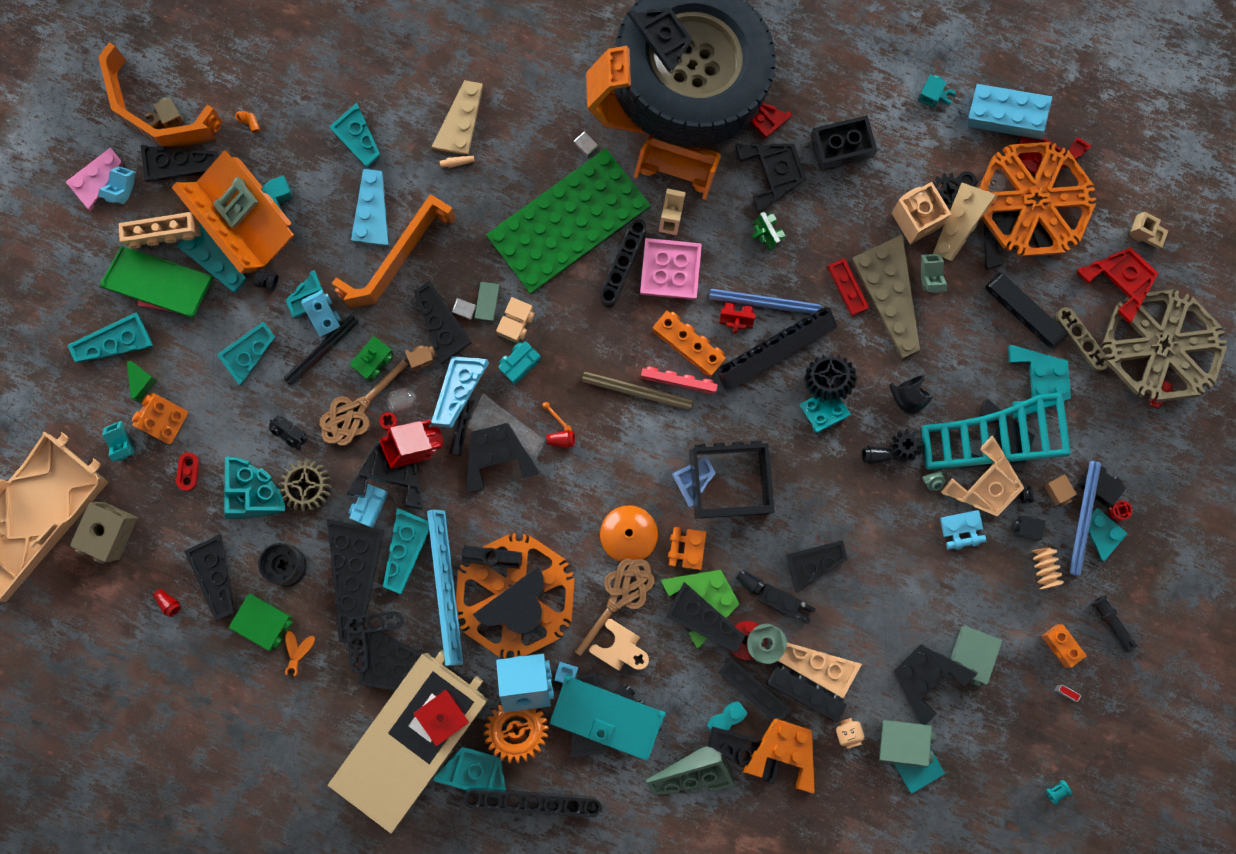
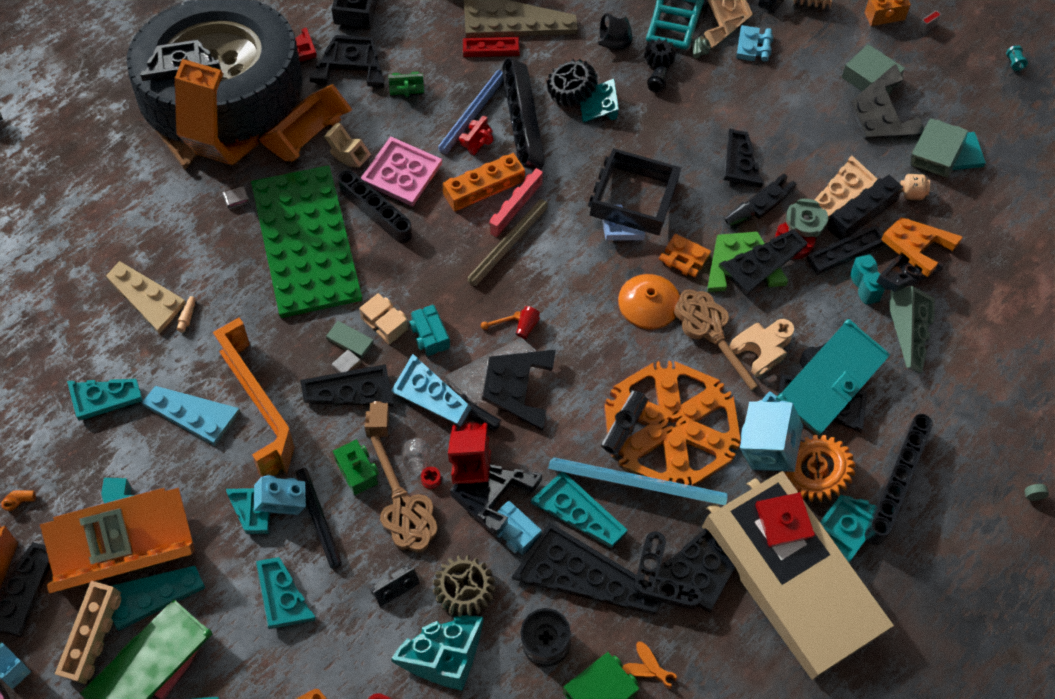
camera: 70 degrees left, 20 degrees down
(266, 280) = (210, 543): black wheel -> none
(517, 606) = (689, 408): black brick -> none

